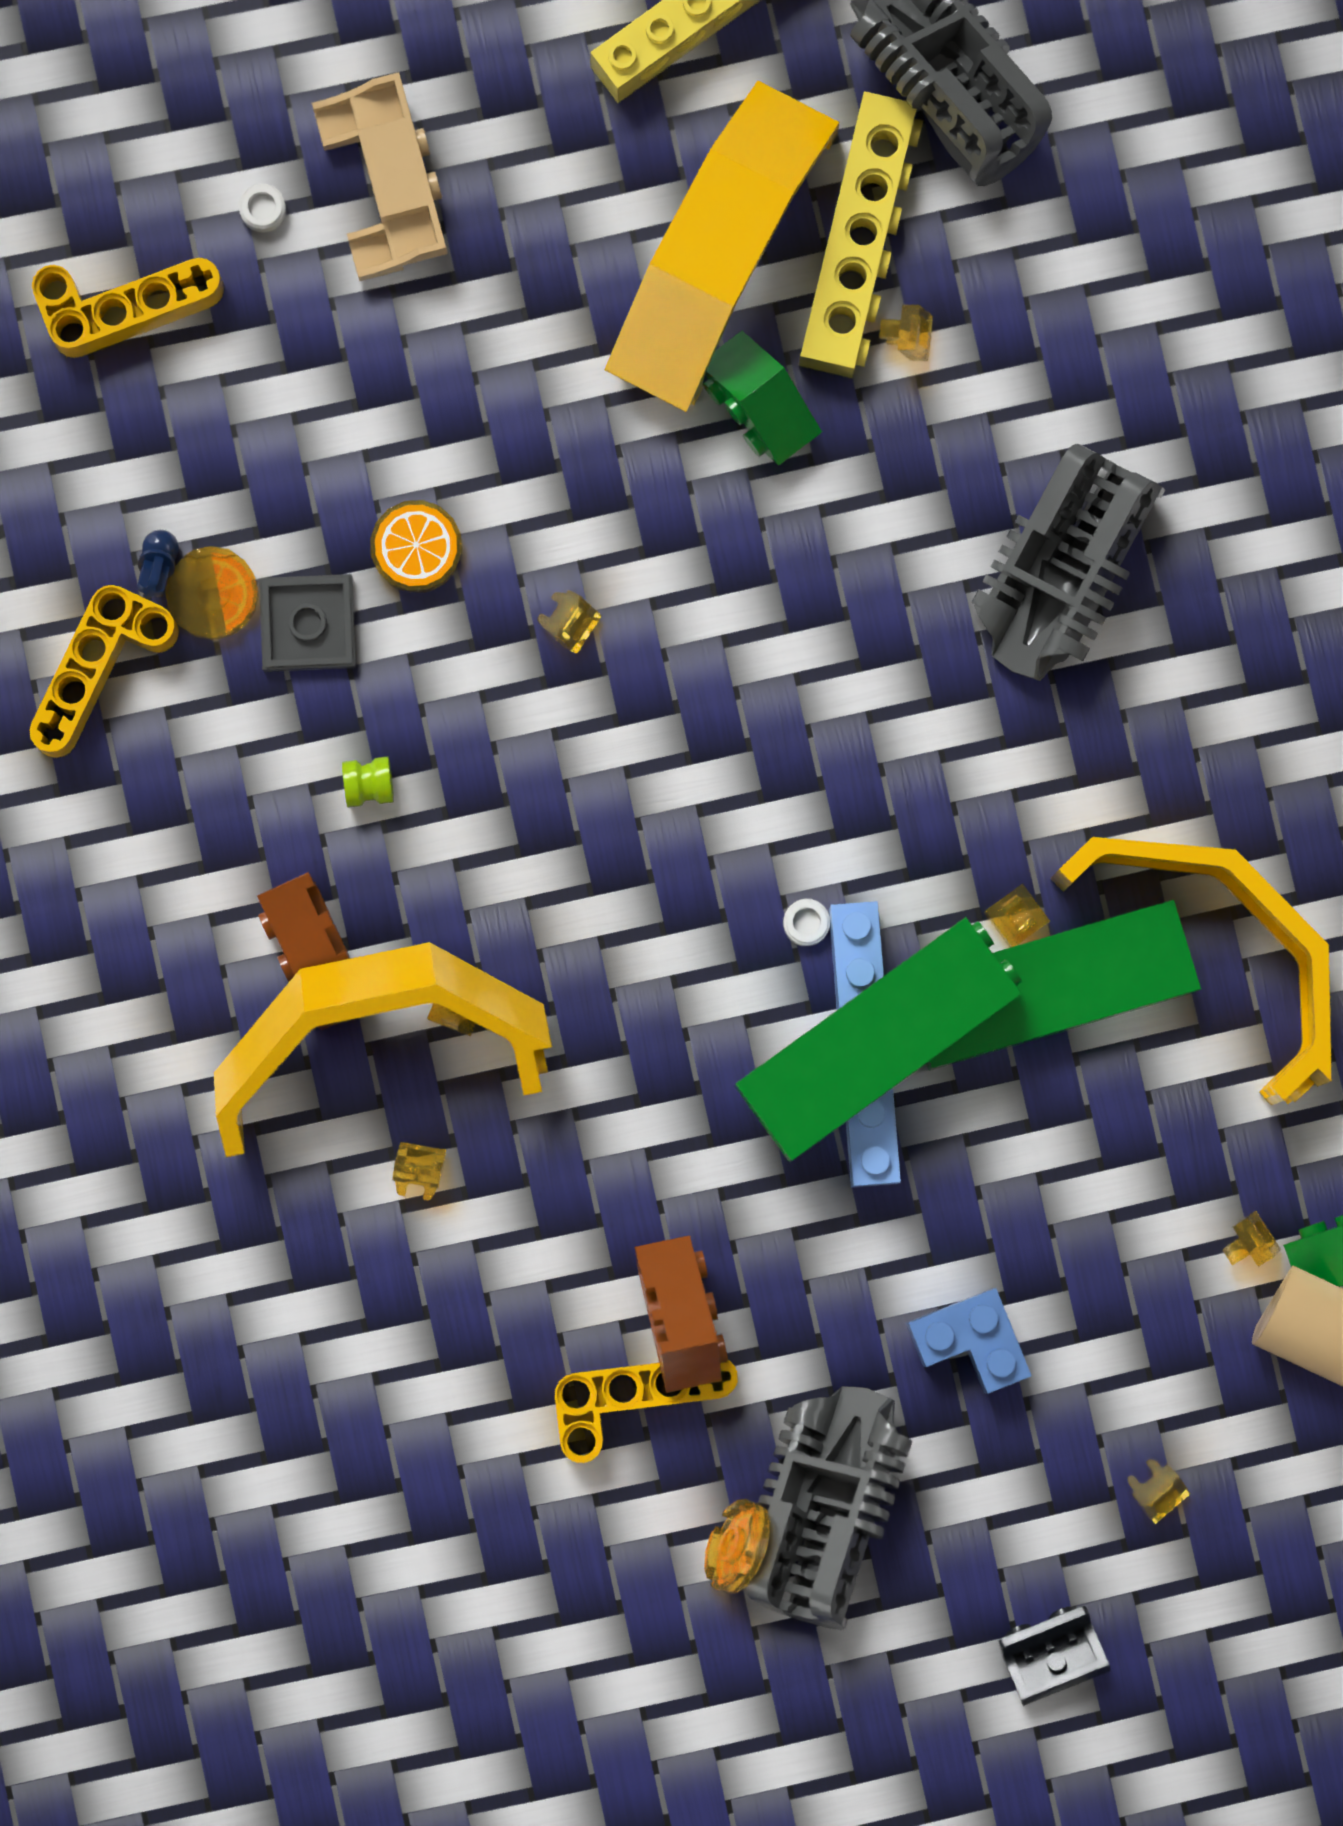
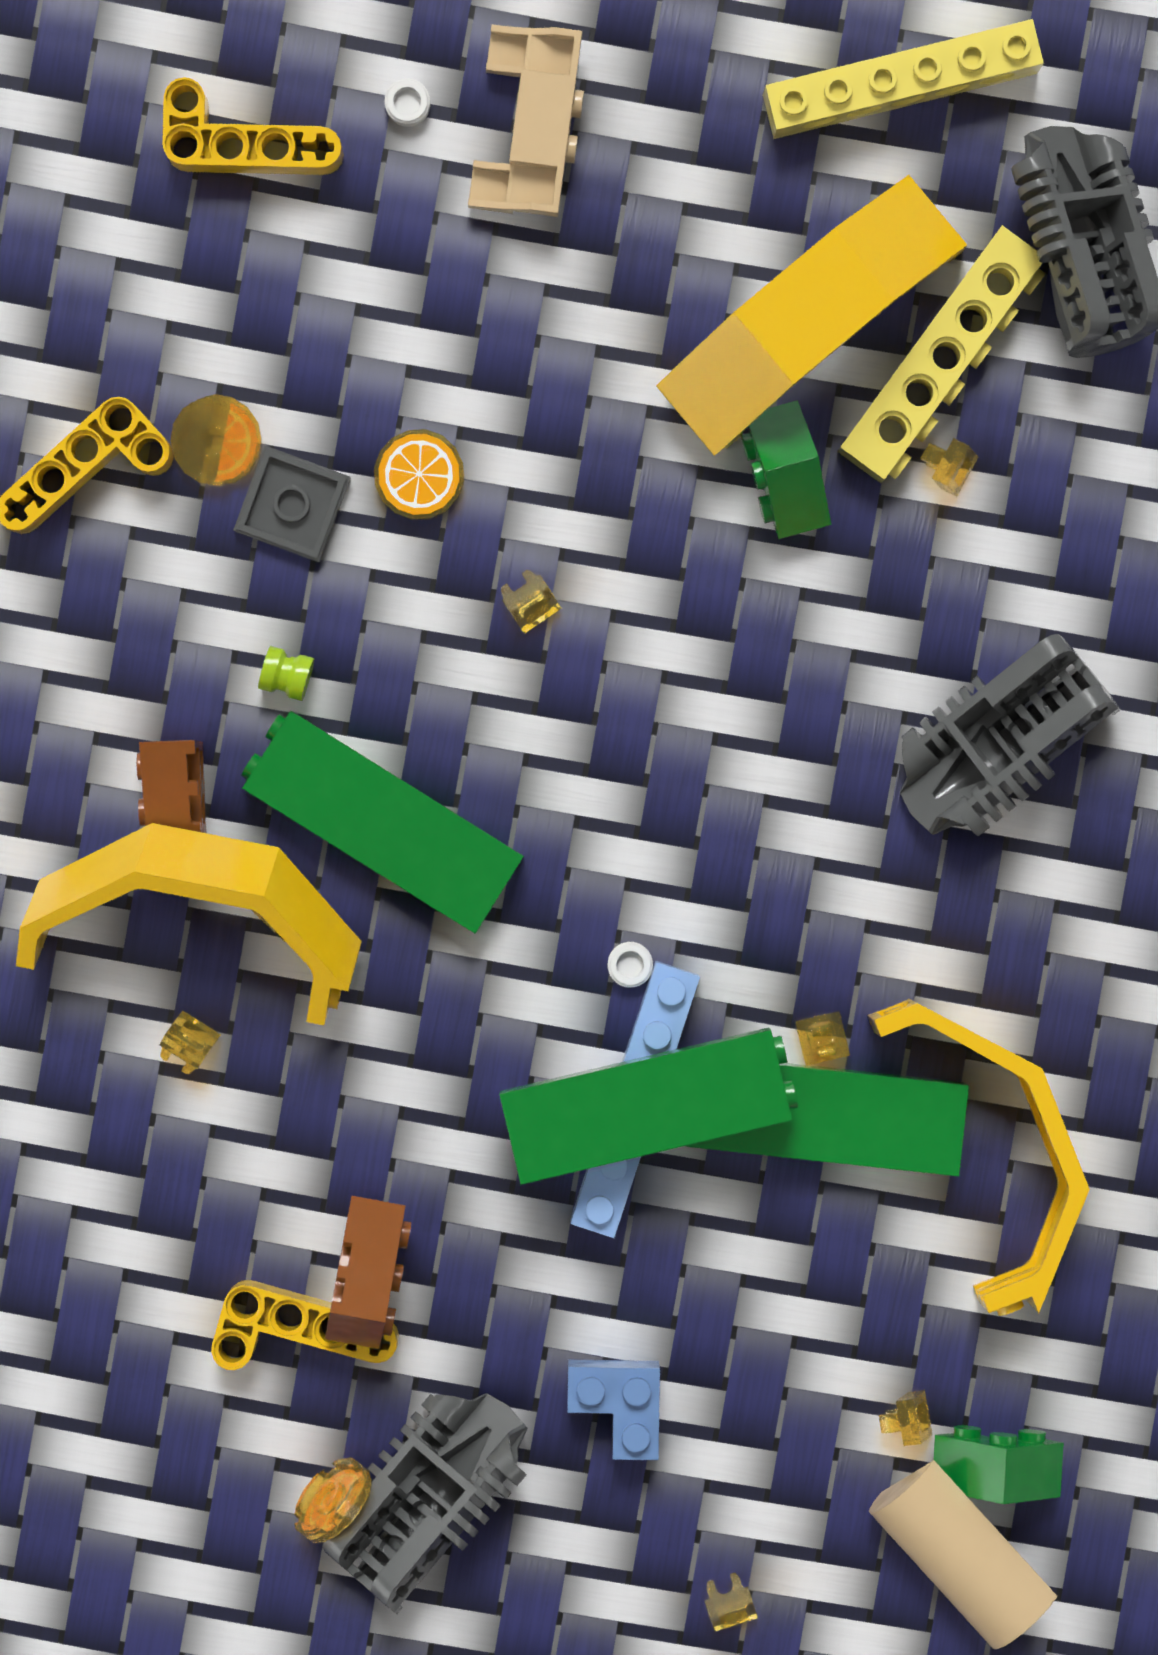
camera: 25 degrees right, 5 degrees up
(157, 562) = (176, 393): dark blue axle -> none
(515, 882) = (380, 820): none -> green brick

